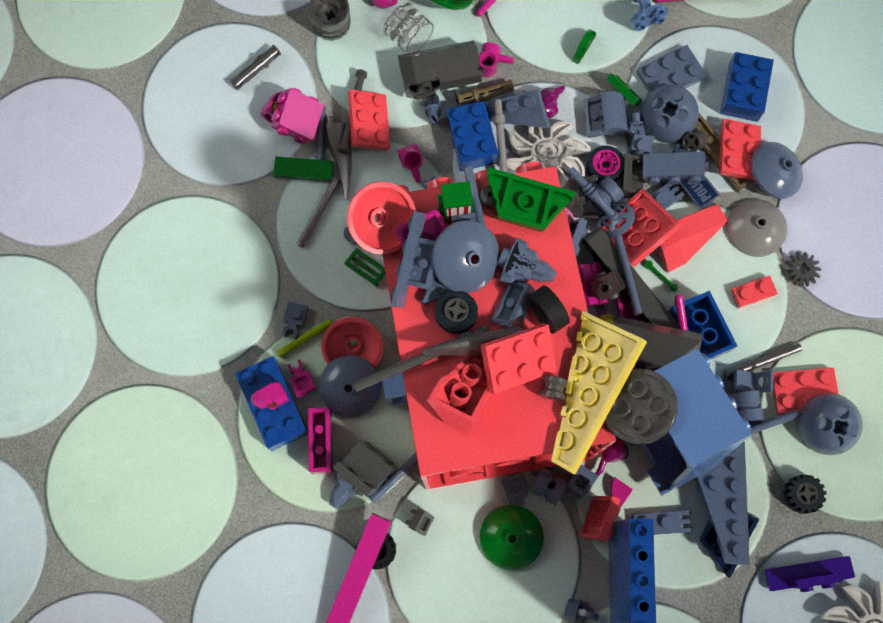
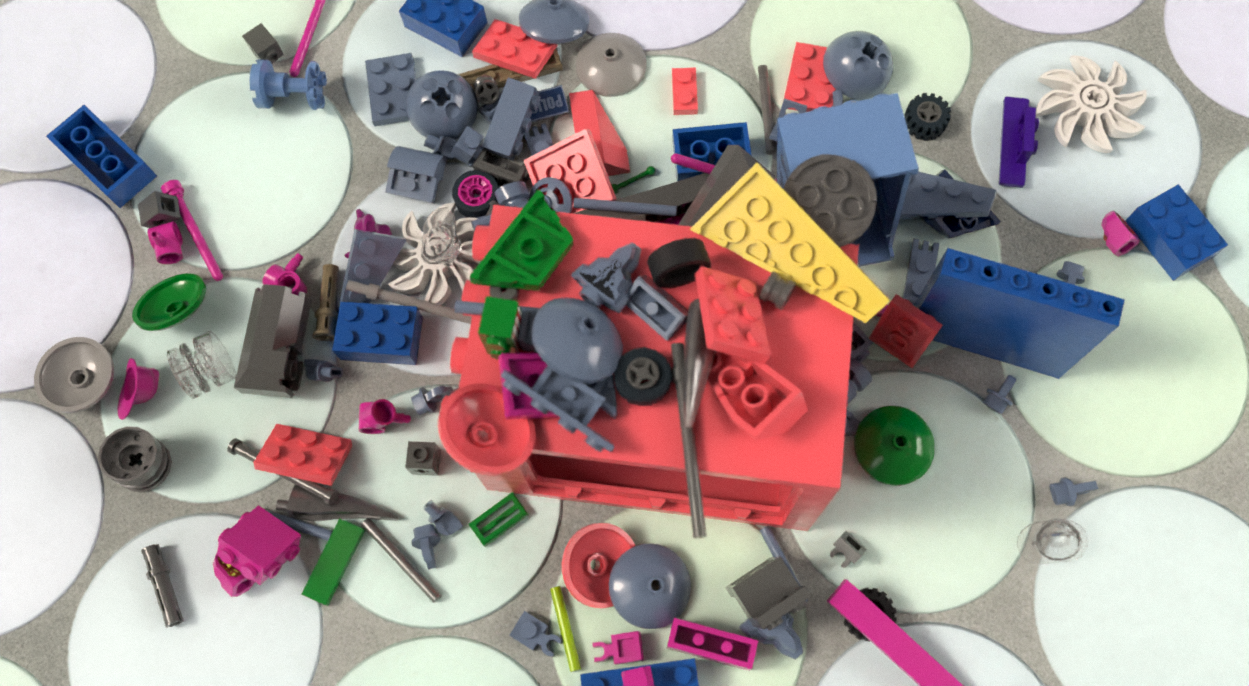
camera: 70 degrees left, 5 degrees down
(336, 224) = (425, 539): none -> sand blue piece
(395, 389) = (671, 526): light blue brick -> none
(584, 45) = (317, 169): green tile -> none
(624, 89) = (391, 143): green tile -> none
(796, 273) = (678, 42): dark grey gear -> none

